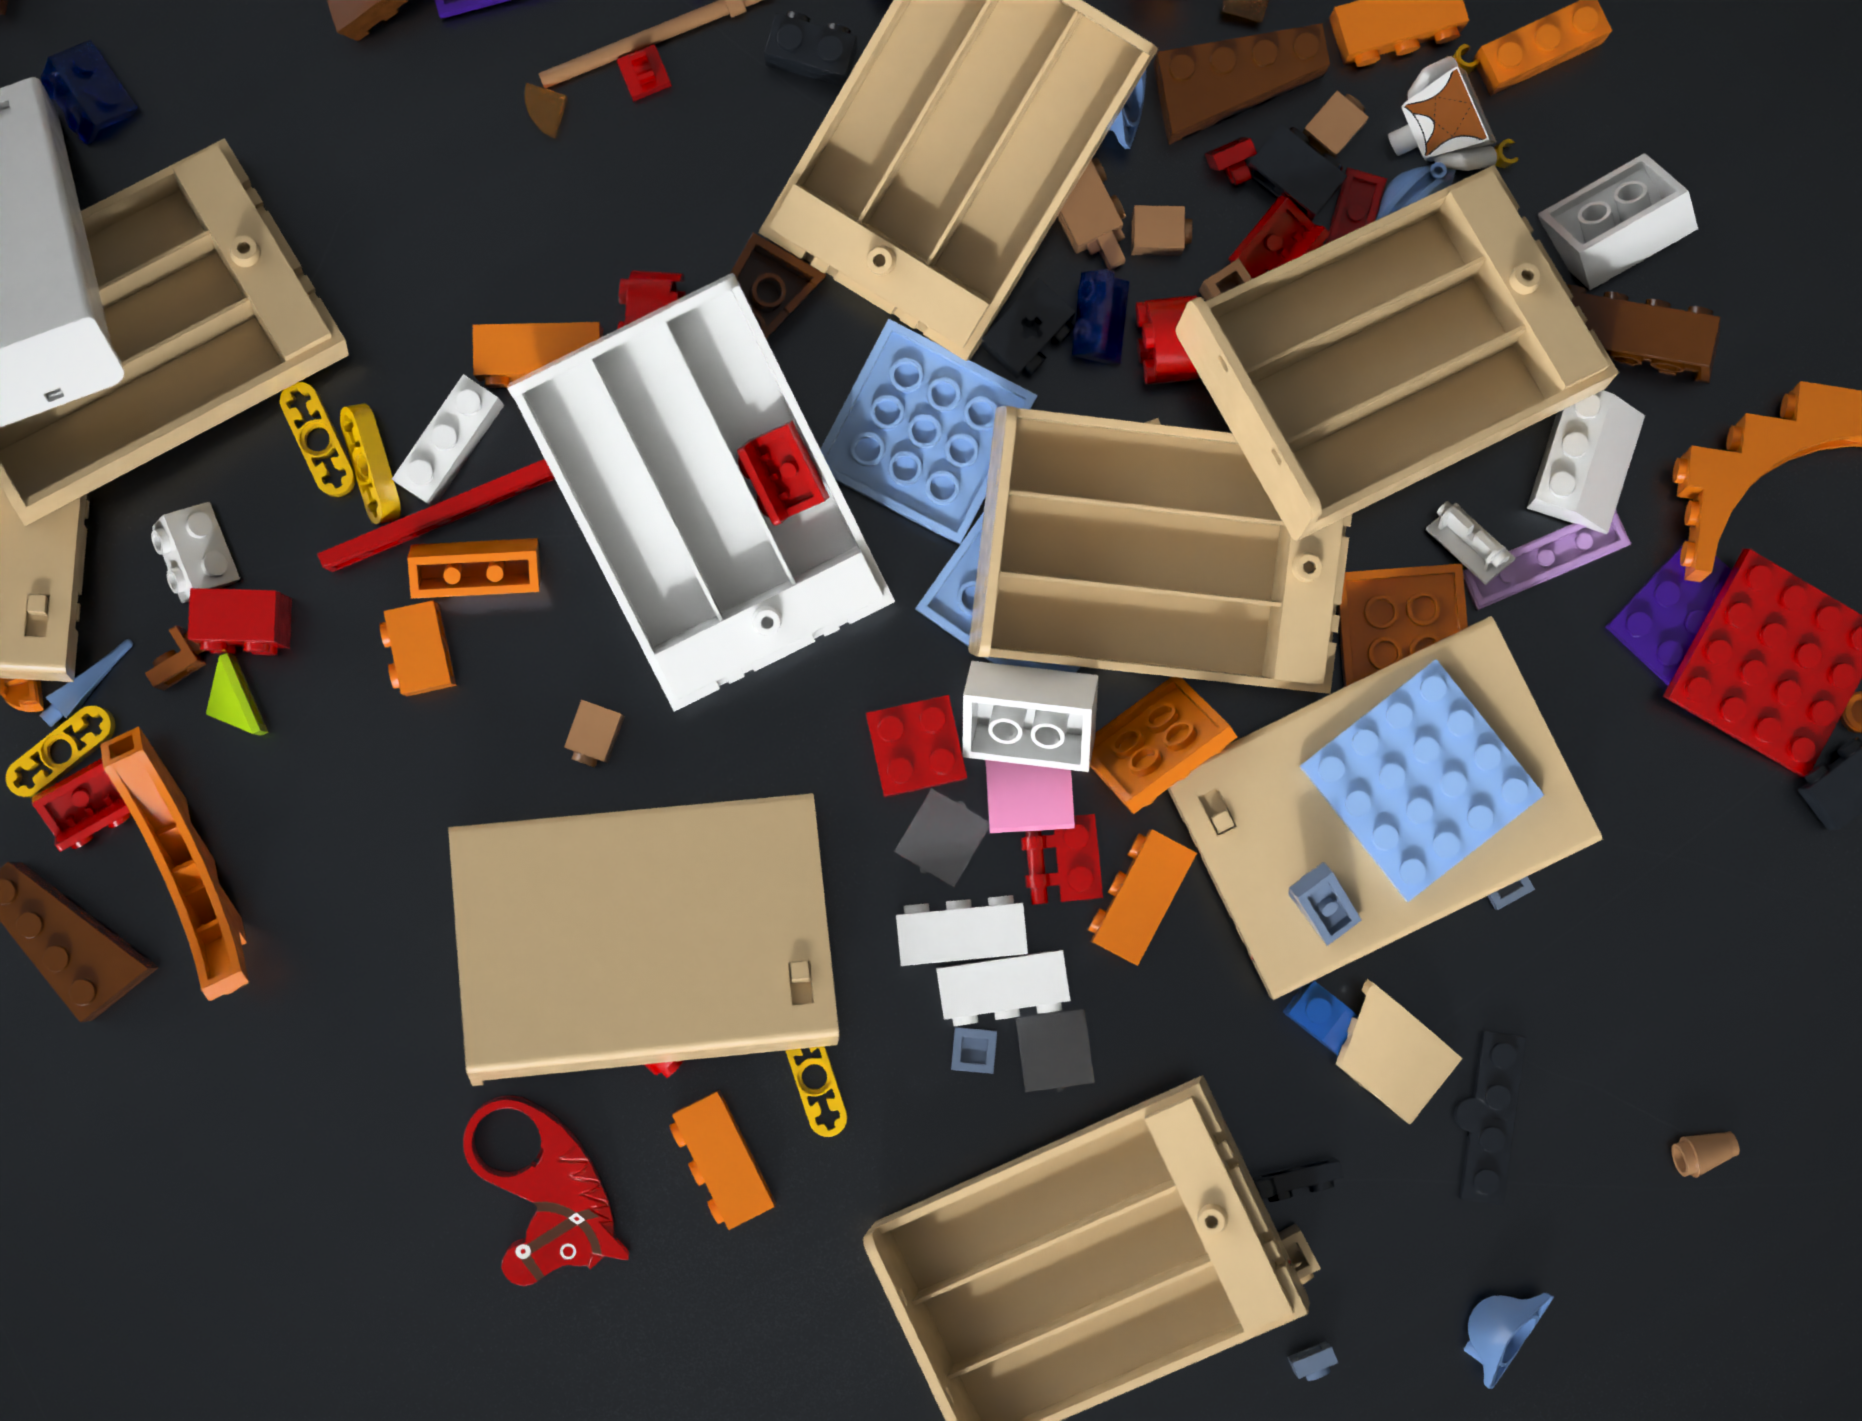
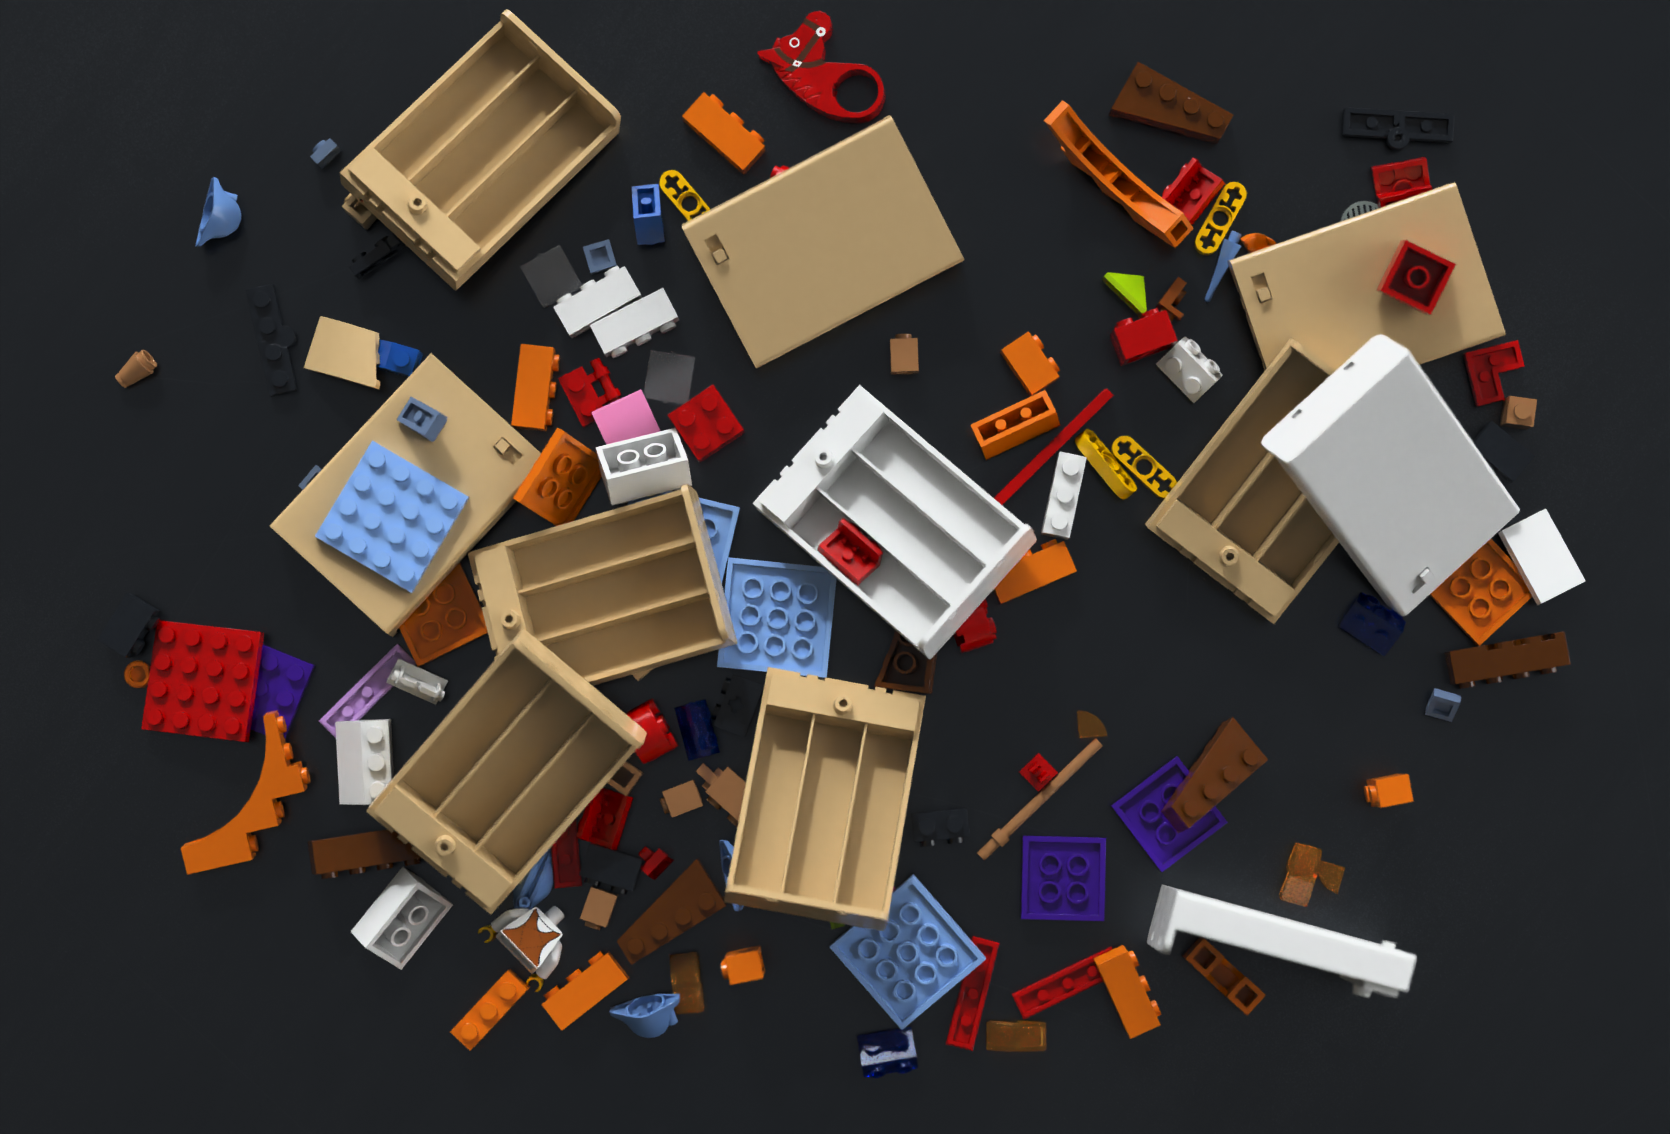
camera: 170 degrees right, 0 degrees up
(880, 1084) = (647, 214): none -> blue slope

